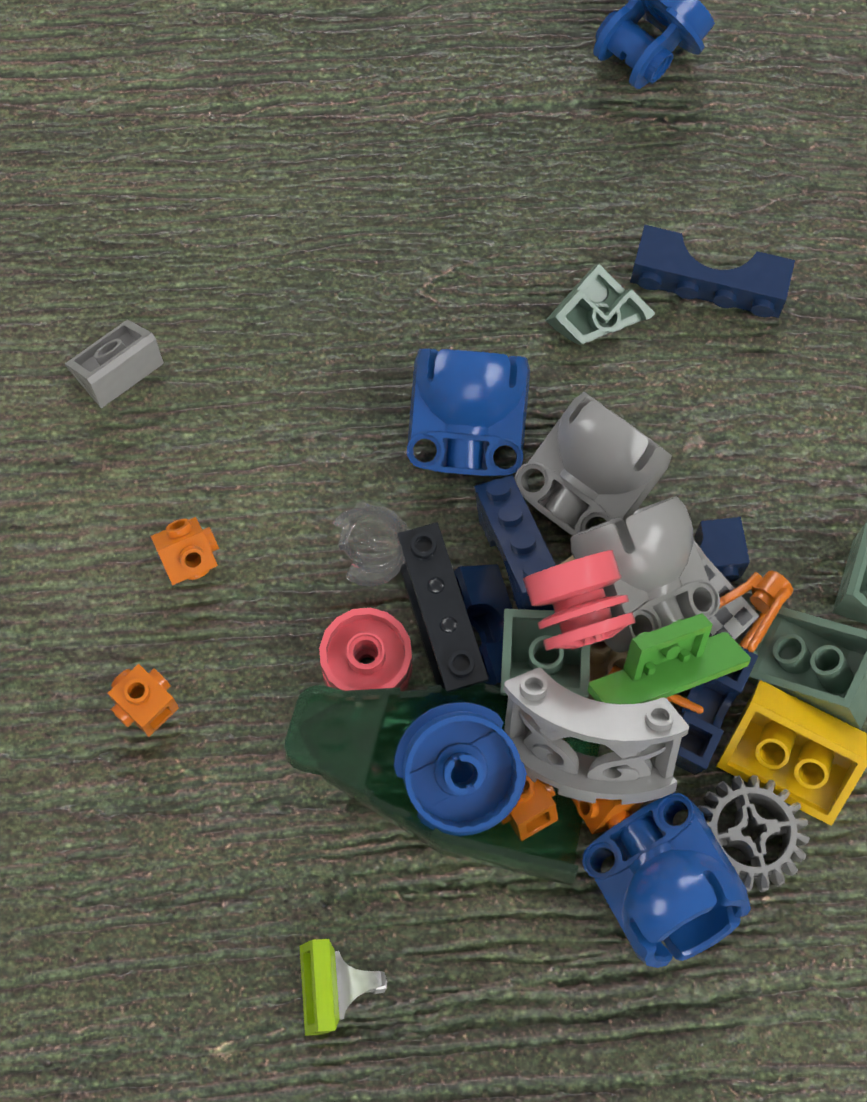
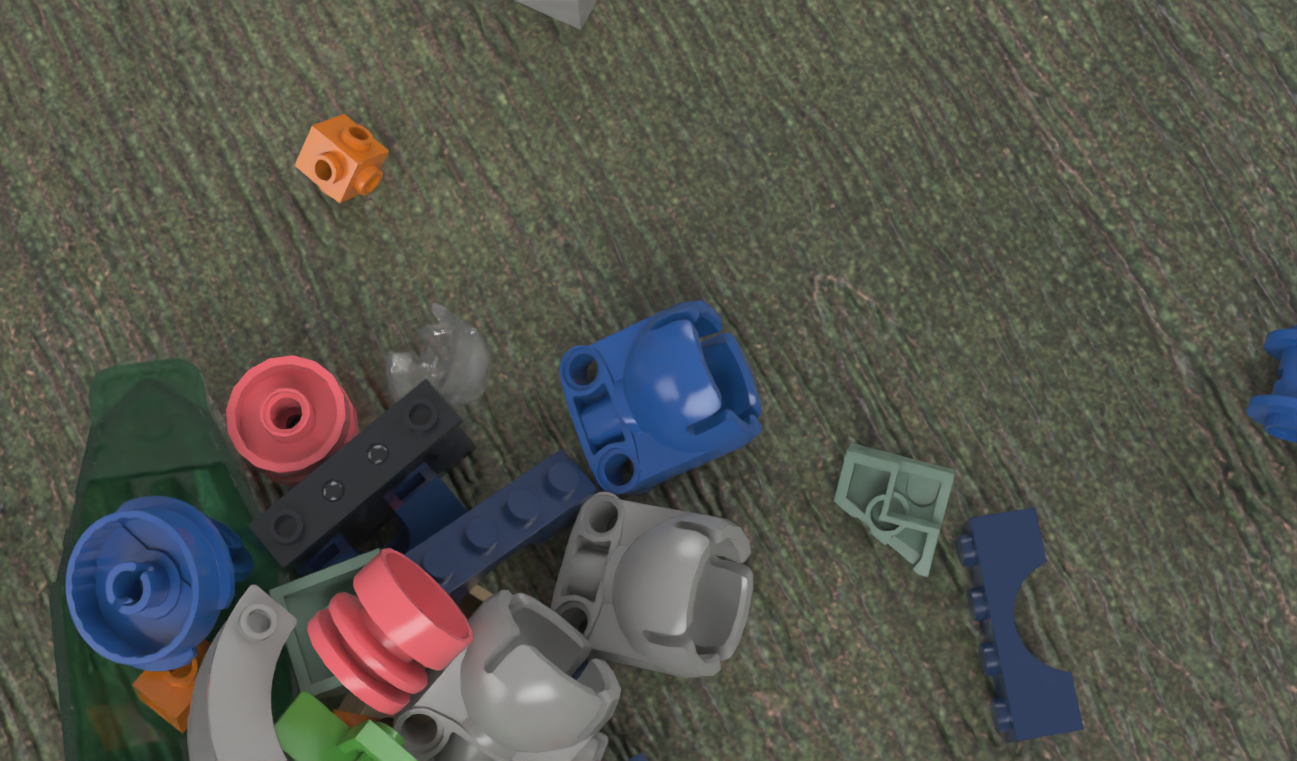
camera: 70 degrees right, 5 degrees up
(142, 699) = (145, 198): orange brick -> none

